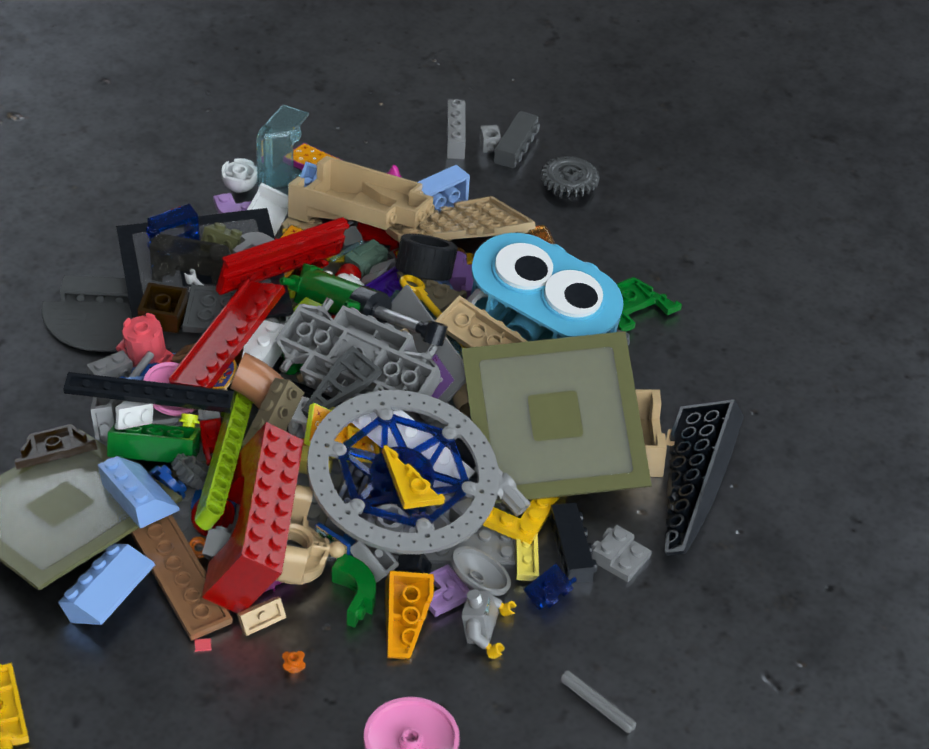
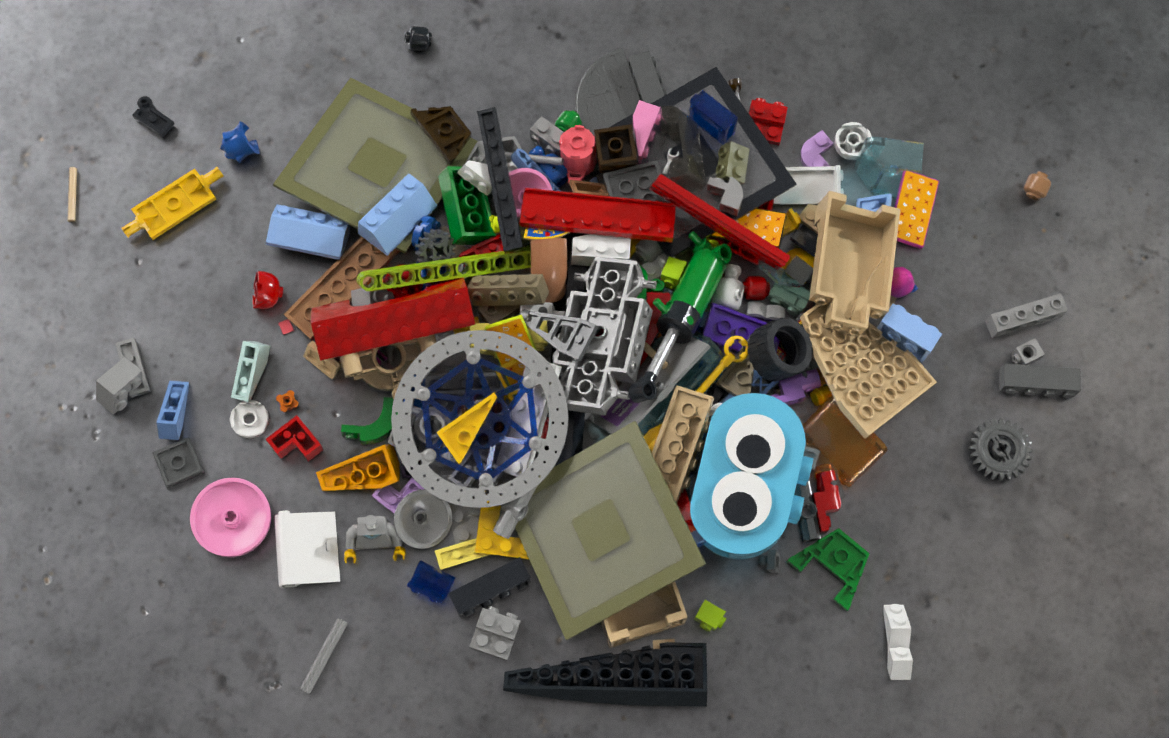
camera: 70 degrees right, 30 degrees up
(101, 350) = (567, 120): none -> green head
(139, 277) = (644, 122): none -> bright pink slope
(153, 643) = (266, 290): none -> red cylinder
(242, 680) = (250, 369): none -> light aqua slope
(298, 713) = (253, 429): none -> white tile
(341, 90) = (1037, 185): none -> medium nougat head
(343, 656) = (294, 435): none -> red brick
(472, 686) = (302, 548): none -> white door
(662, 384) = (710, 616): none -> lime brick
(714, 277) = (898, 640): none -> white arch

